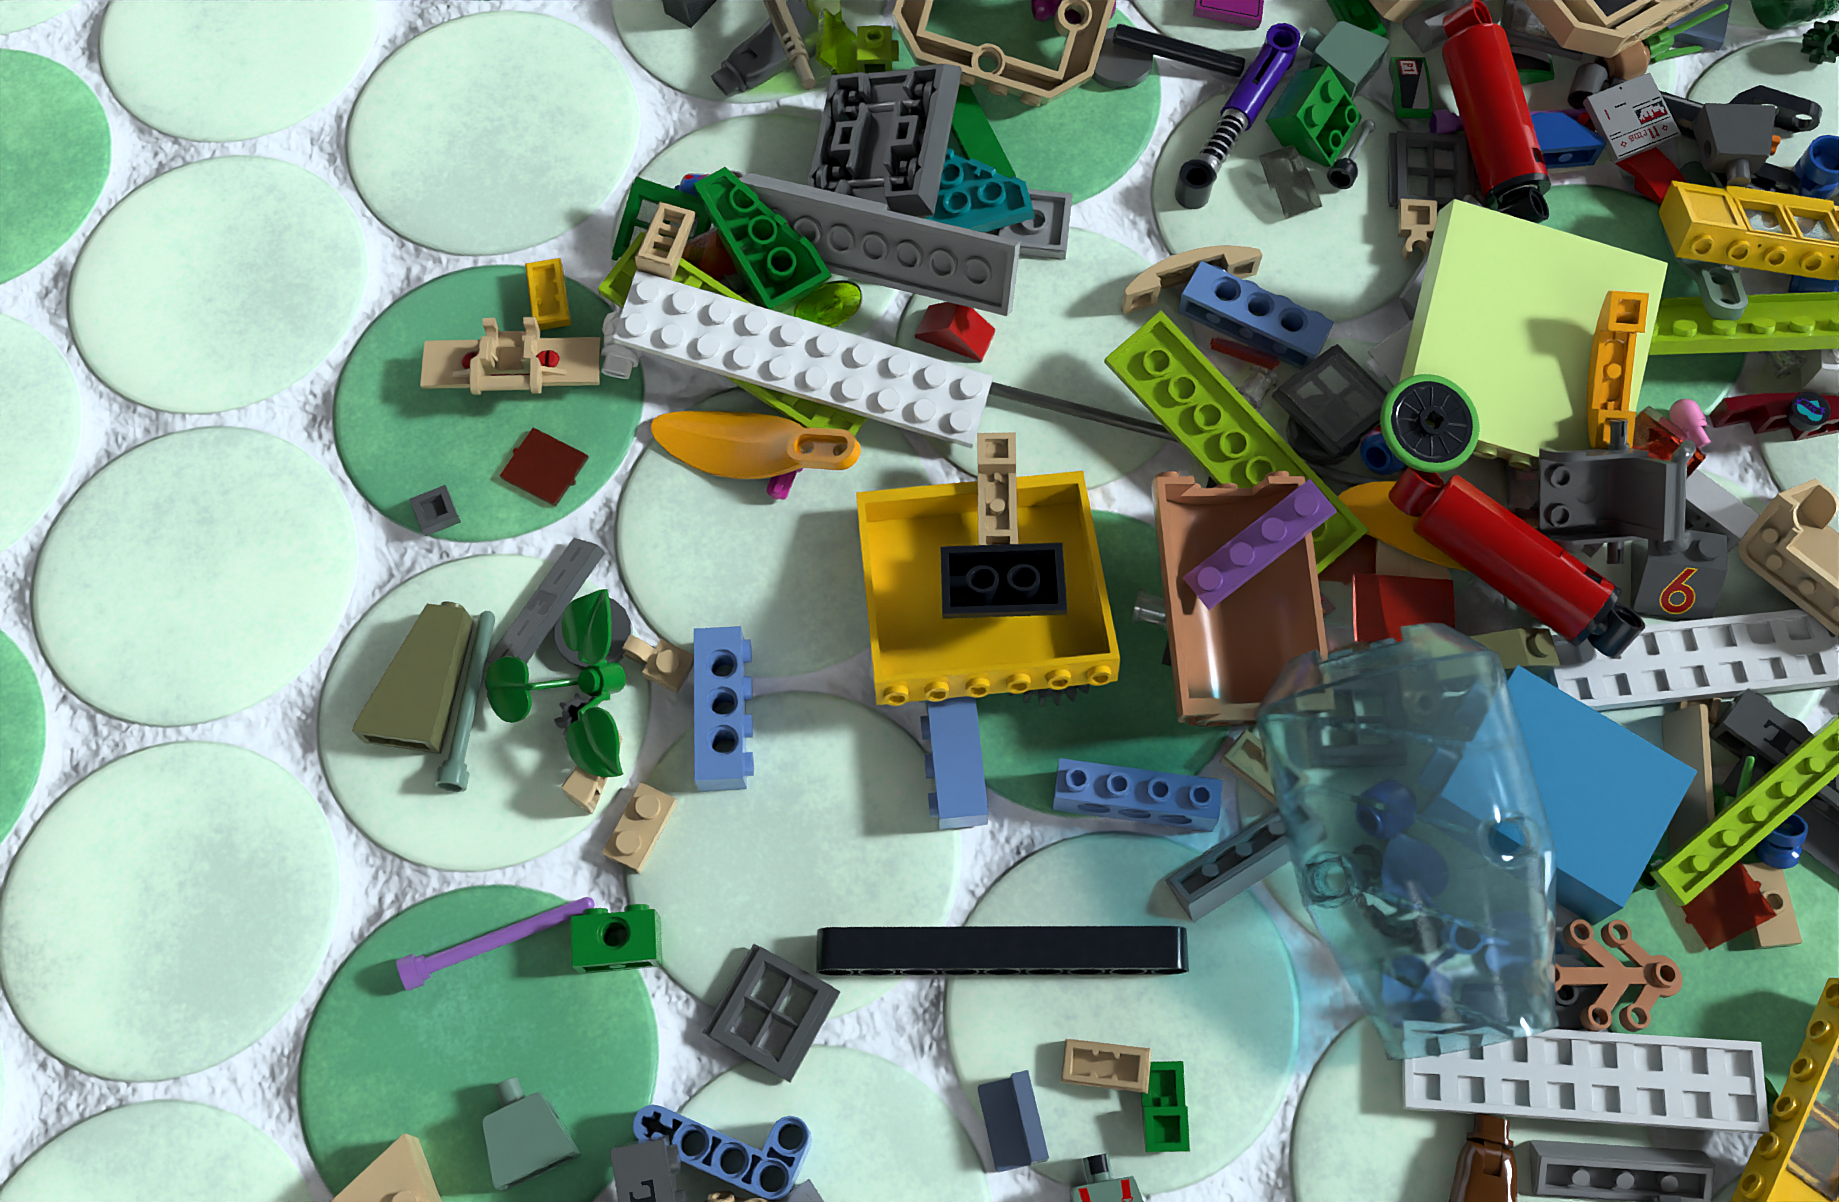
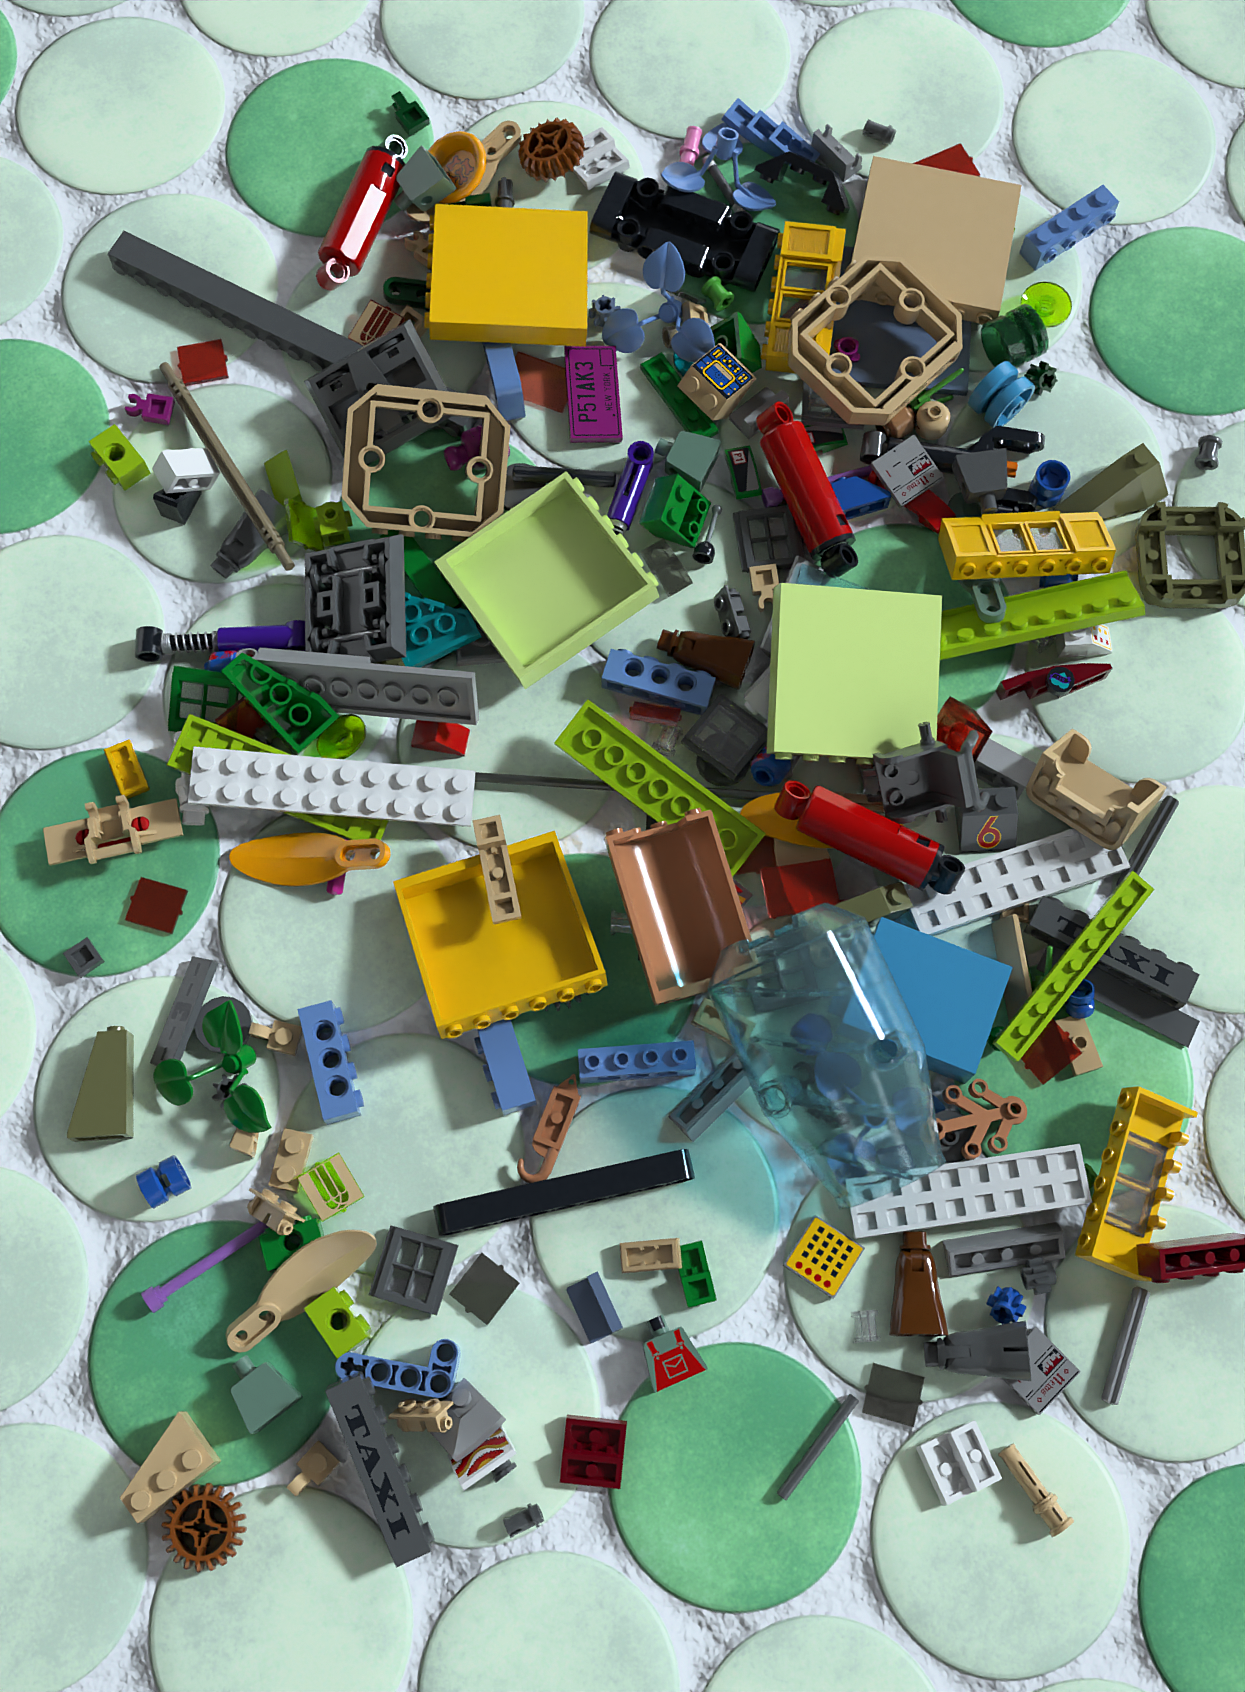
camera: 15 degrees left, 5 degrees up
(450, 822) = (154, 1187): none -> blue wheel
(453, 774) = (147, 1148): sand green piece -> none
(598, 891) = (266, 1205): none -> tan hinge
(615, 995) = (300, 1282): none -> tan plant
(619, 152) = (153, 644): none -> piece
(634, 1042) = (322, 1314): none -> lime brick
(657, 261) = (209, 736): tan slope -> none
(684, 874) = (330, 1187): none -> piece
(864, 1060) = (484, 1288): none -> clear smoke piece
(1003, 580) = (512, 935): black slope -> none
(1003, 860) = (553, 1128): none -> nougat plate
(1136, 162) = (548, 579): none -> yellowish green panel
(1179, 269) = (575, 674): tan slope -> none
(1259, 544) = (688, 866): medium lavender plate -> none
(1343, 298) = (718, 655): none -> reddish brown piece
(1354, 1124) = (823, 1256): none -> yellow tile
(1363, 243) = (728, 604): none -> dark grey hinge
(1419, 443) = (786, 769): black wheel -> none
(1612, 364) = (914, 683): light orange slope -> none
(1673, 66) = (932, 420): none -> tan head
(1691, 420) = (981, 700): bright pink cylinder -> none
(1771, 48) = (1001, 394): none -> dark azure wheel

